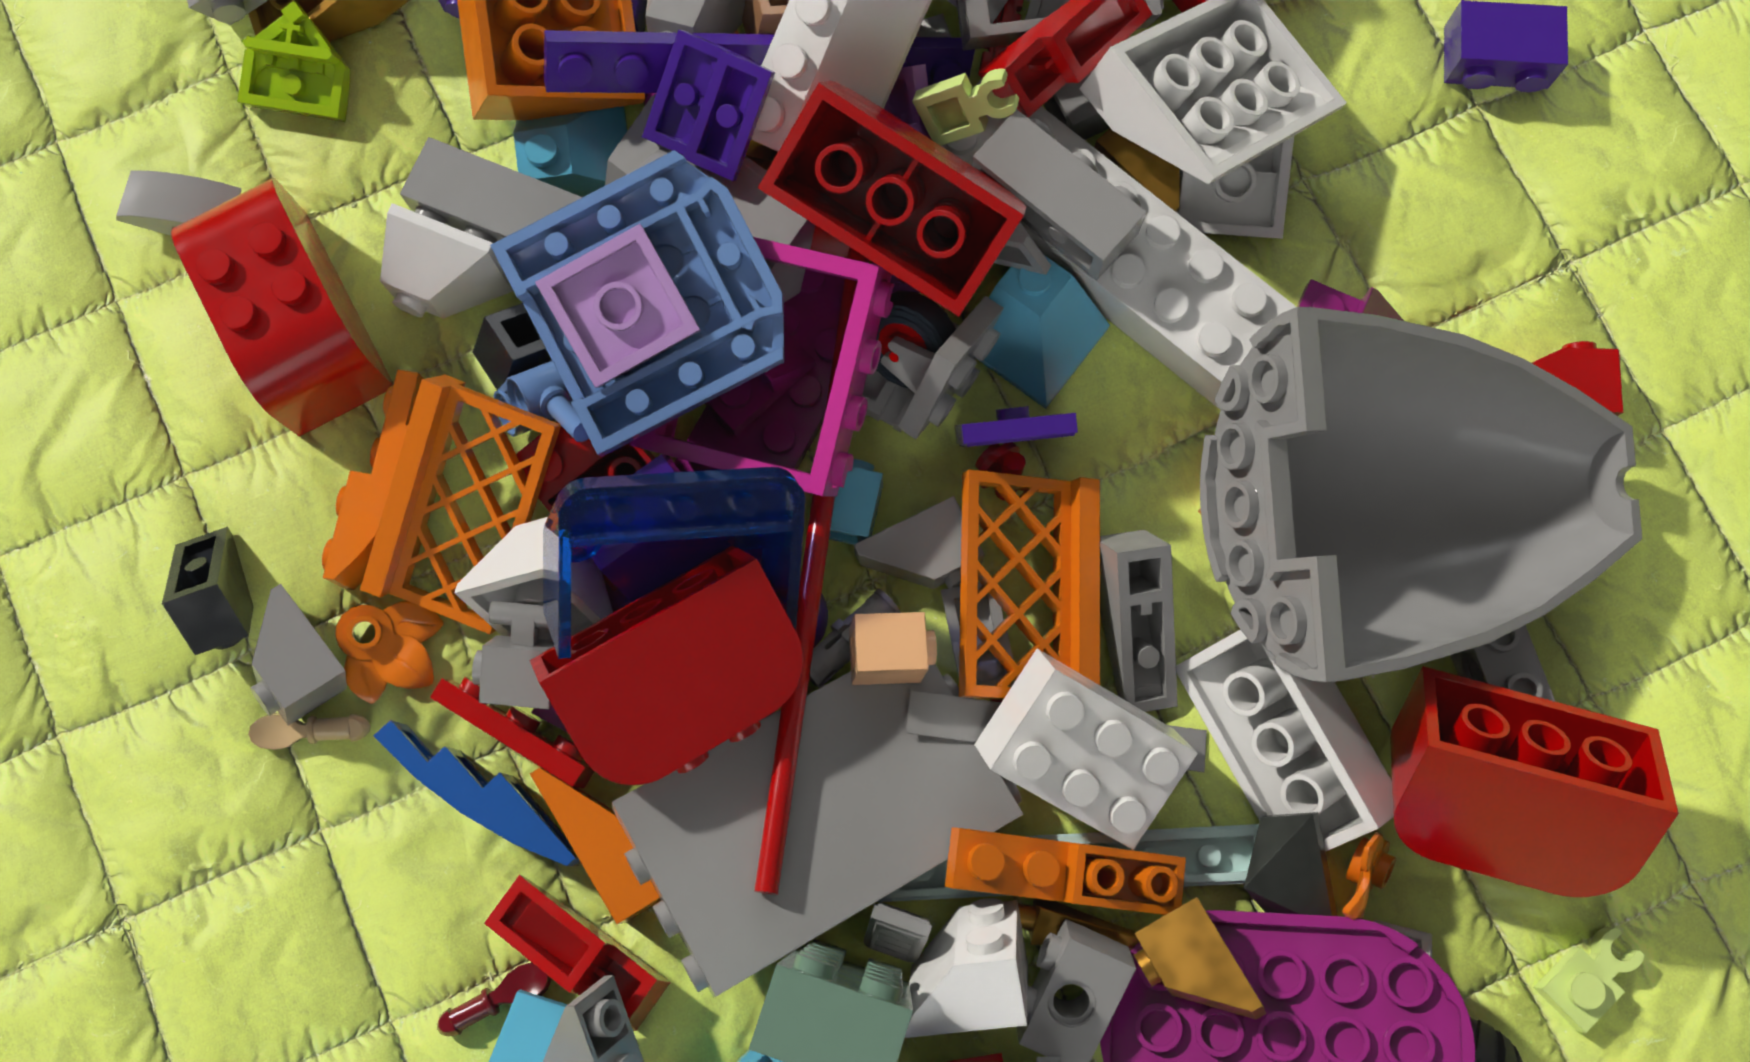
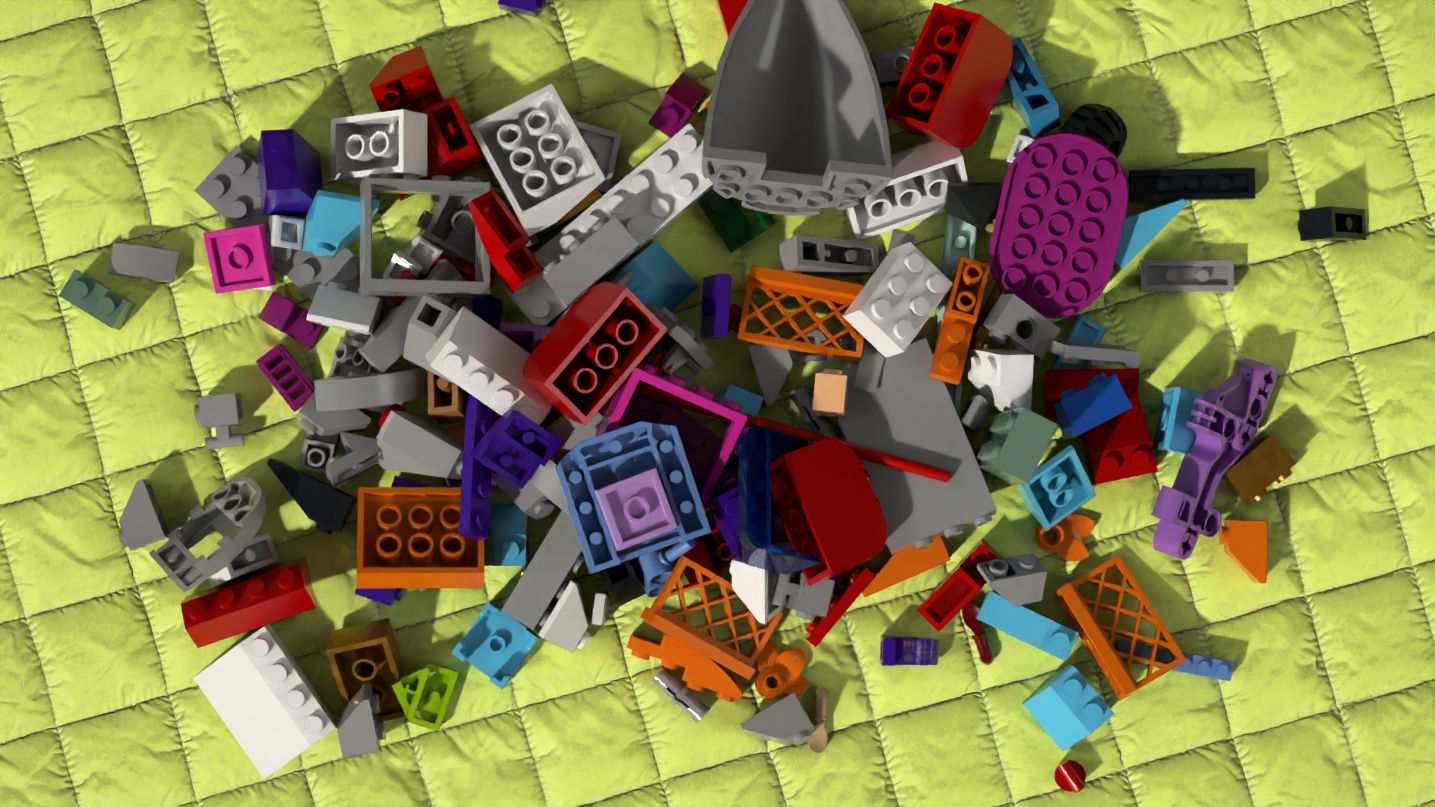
camera: 85 degrees left, 10 degrees up
(169, 199) = (499, 769): light grey slope -> none
(208, 592) = (733, 767): black slope -> none
(280, 308) = (578, 709): red brick -> none
(322, 490) = (680, 694): none -> light grey pin
(374, 161) = (496, 644): none -> medium azure panel
(445, 873) = (908, 651): none -> dark purple leg
(460, 321) = (599, 608): none -> white tile
(497, 805) = (878, 618): blue slope -> none
(958, 110) = (533, 309): yellowish green plate -> none
(1166, 444) = (731, 222): none -> dark green plate
(1195, 962) = (1014, 262): pearl gold slope -> none
(1368, 868) = (979, 159): orange plate -> none
(1517, 946) = (1031, 92): none -> dark azure slope
(1583, 984) = (1055, 60): yellowish green plate -> none

